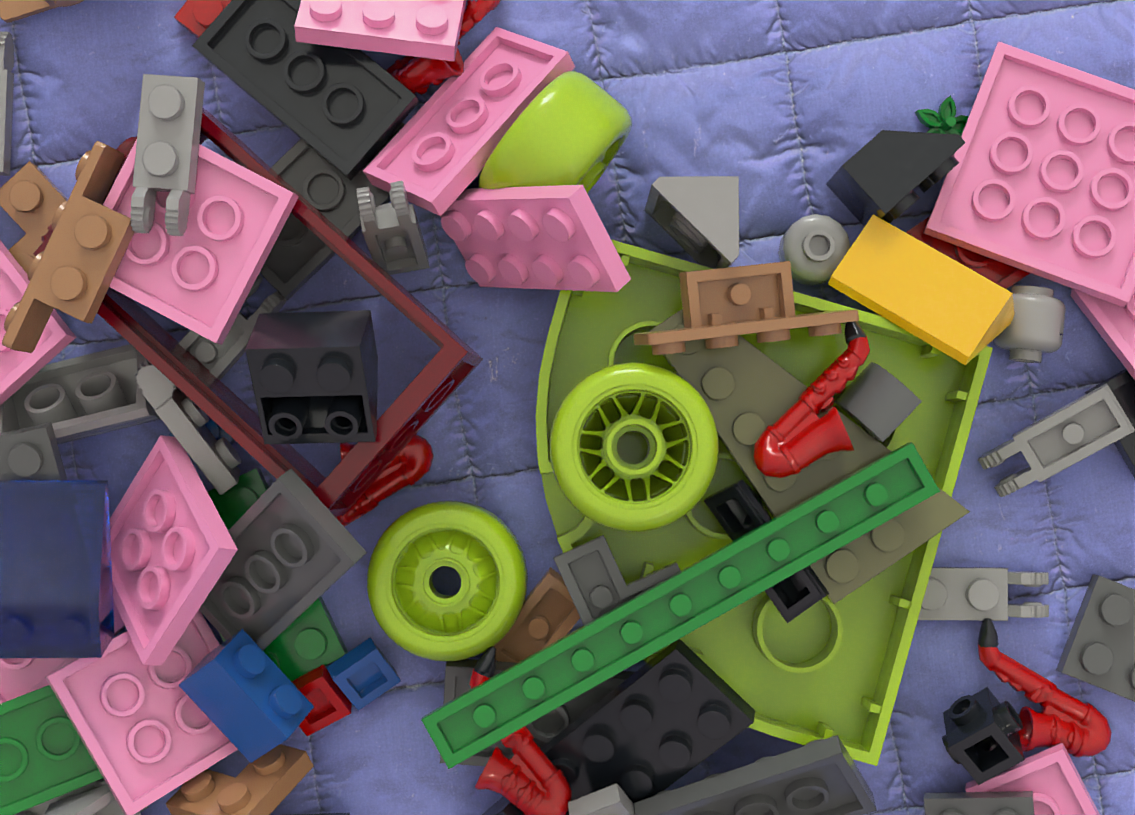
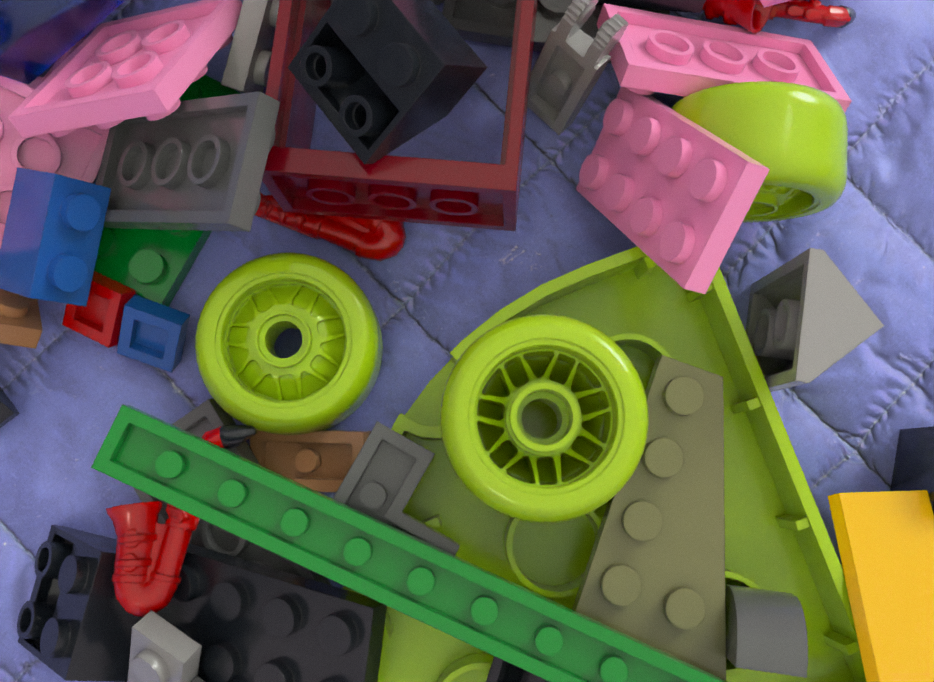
camera: 50 degrees right, 5 degrees down
(738, 509) = (555, 567): black slope -> none
(740, 302) = (761, 420): medium nougat bracket -> none
(799, 433) = (678, 576): red piece -> none
(814, 248) = (842, 459): light grey head -> none

